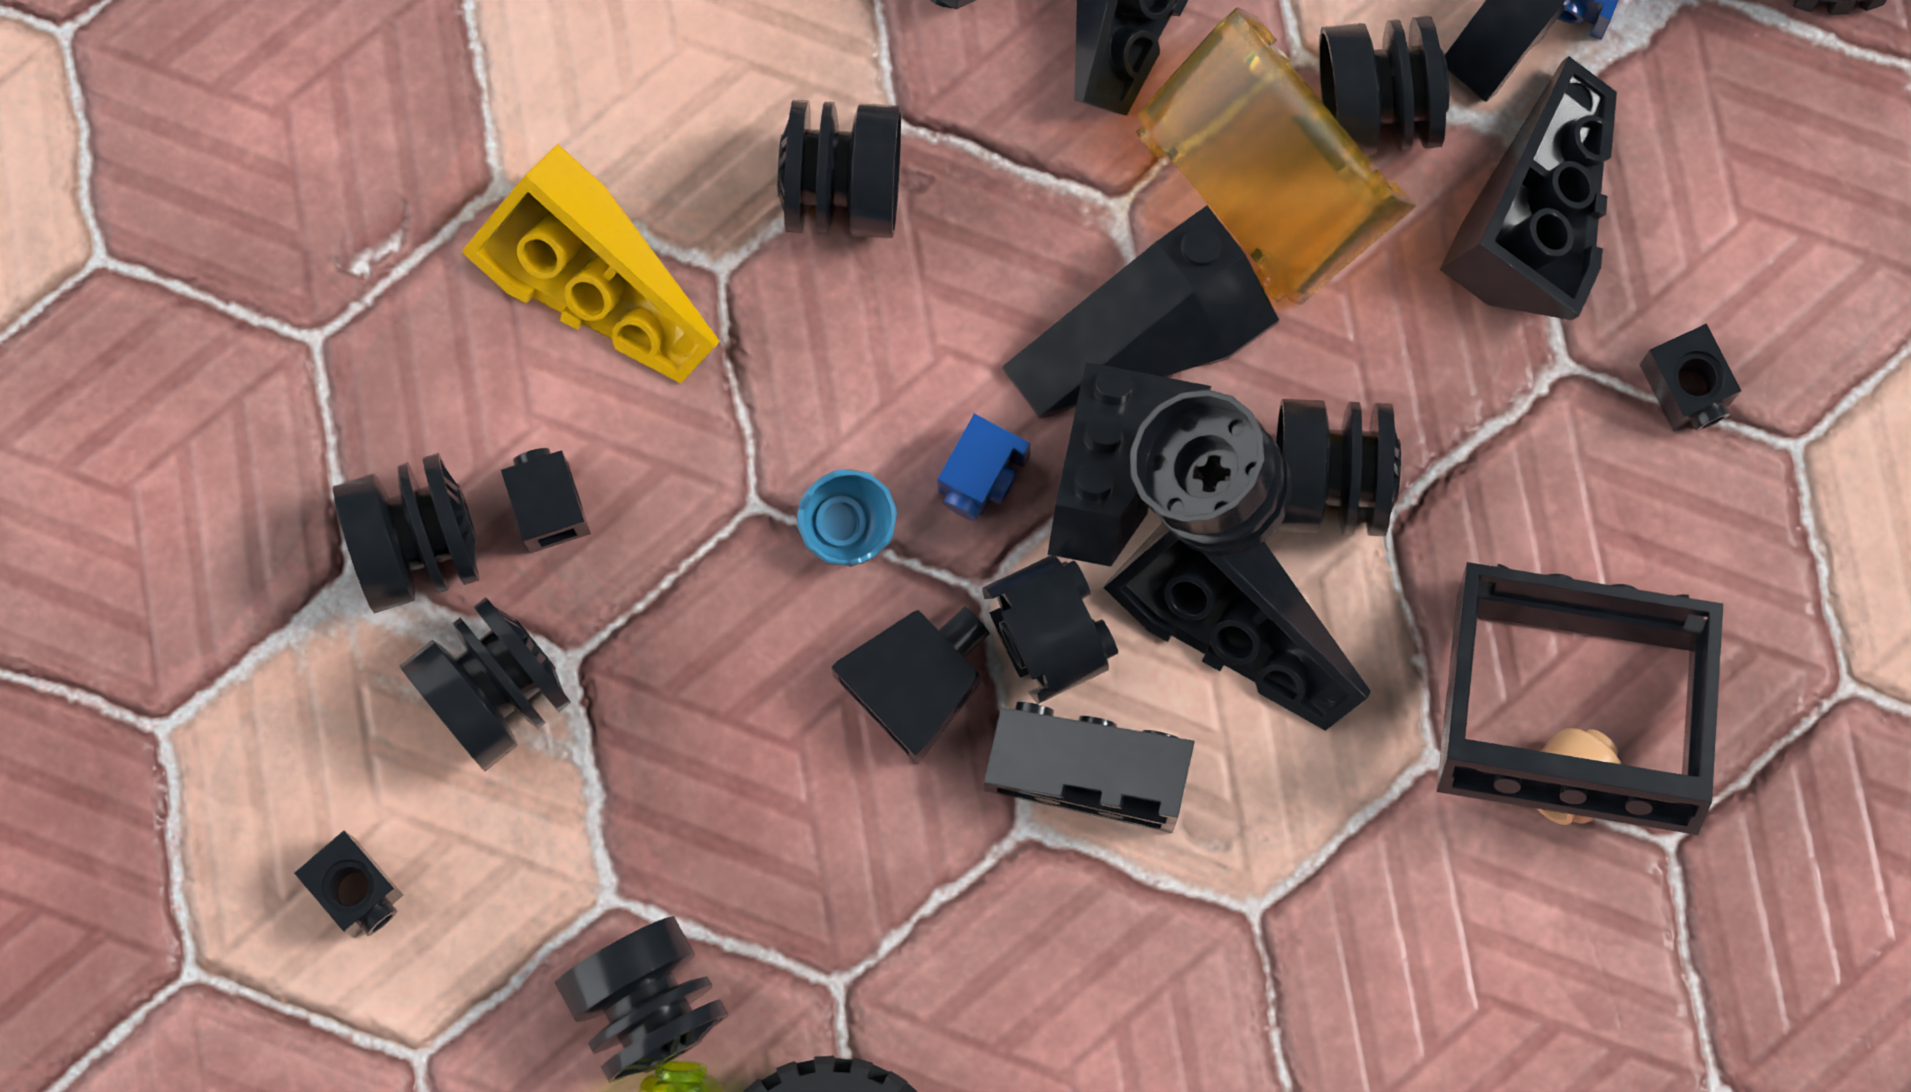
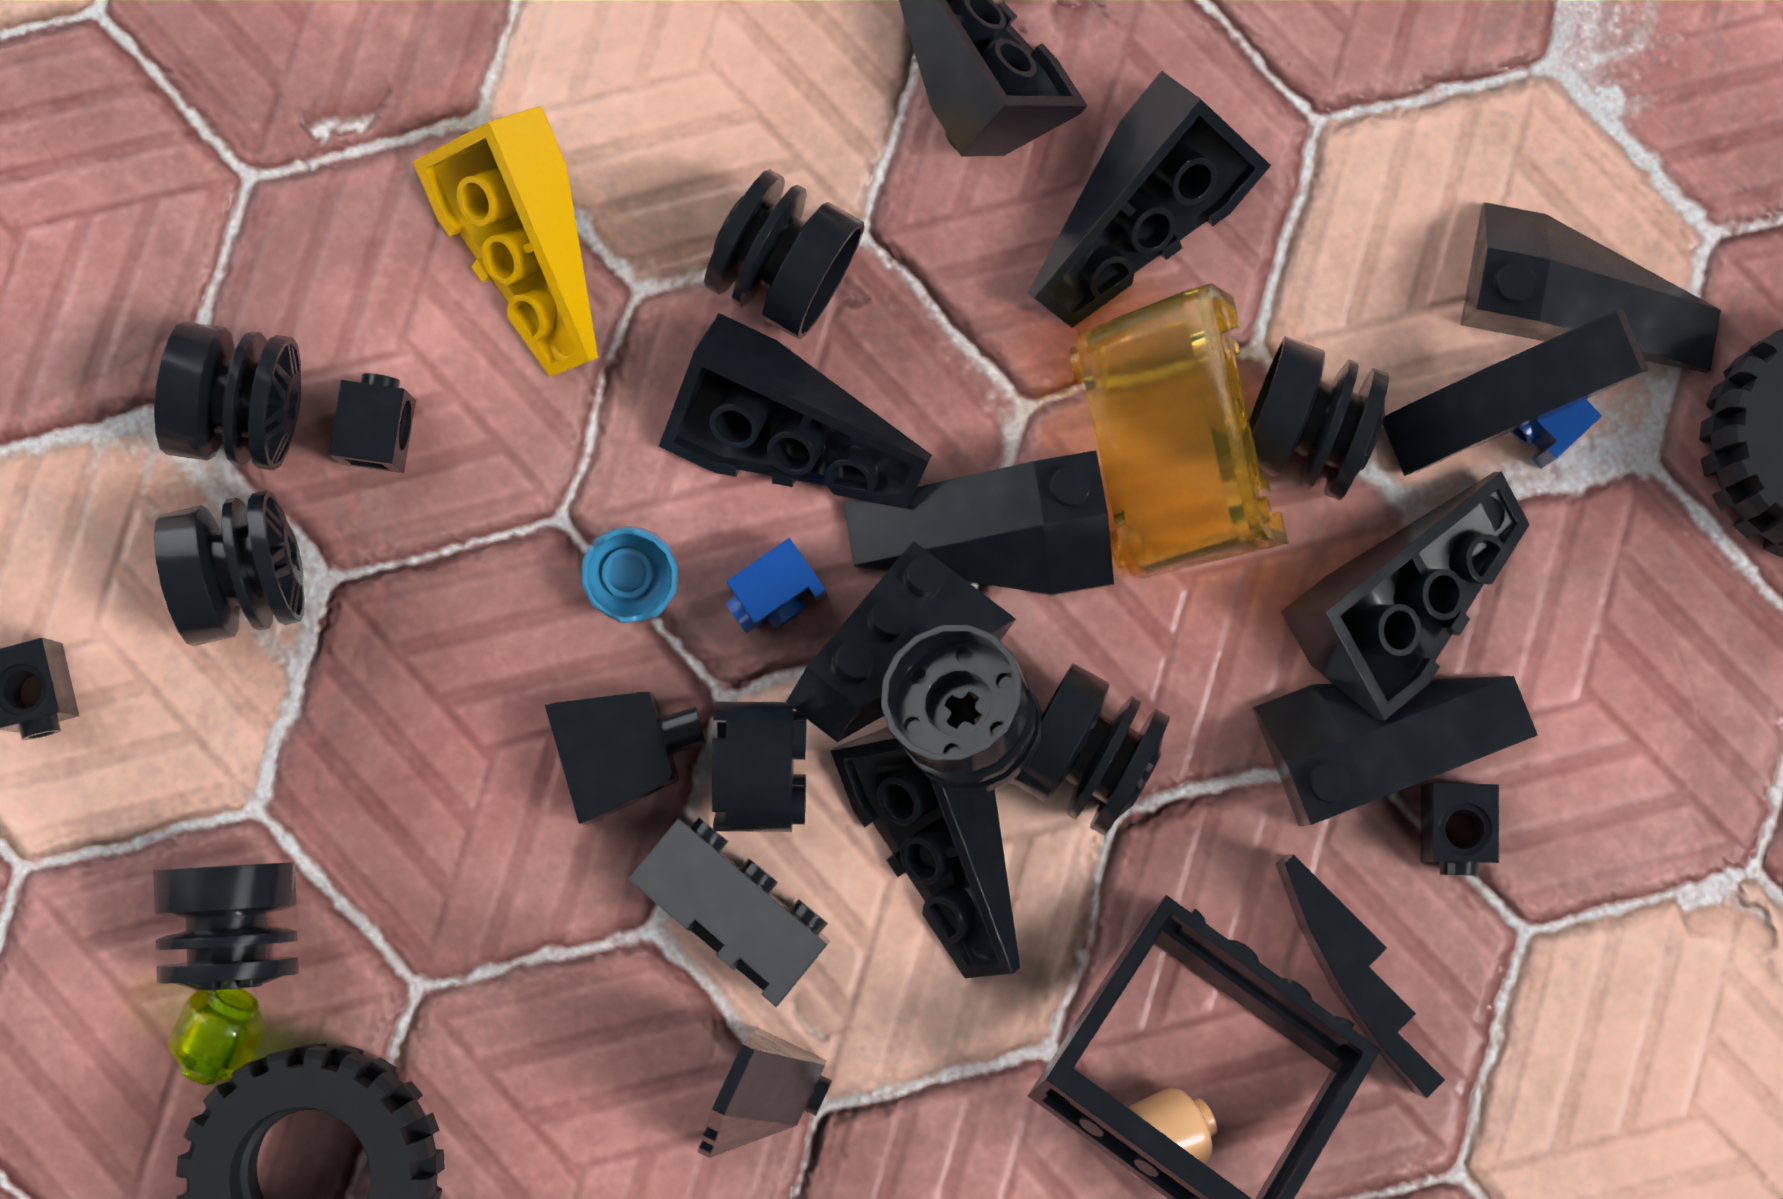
camera: 25 degrees right, 5 degrees up
(907, 315) = (775, 415): none -> black wedge
(1202, 908) = (764, 1093): none -> black wedge
(1558, 369) = (1343, 757): none -> black wedge
(1647, 539) = (1344, 953): none -> black slope

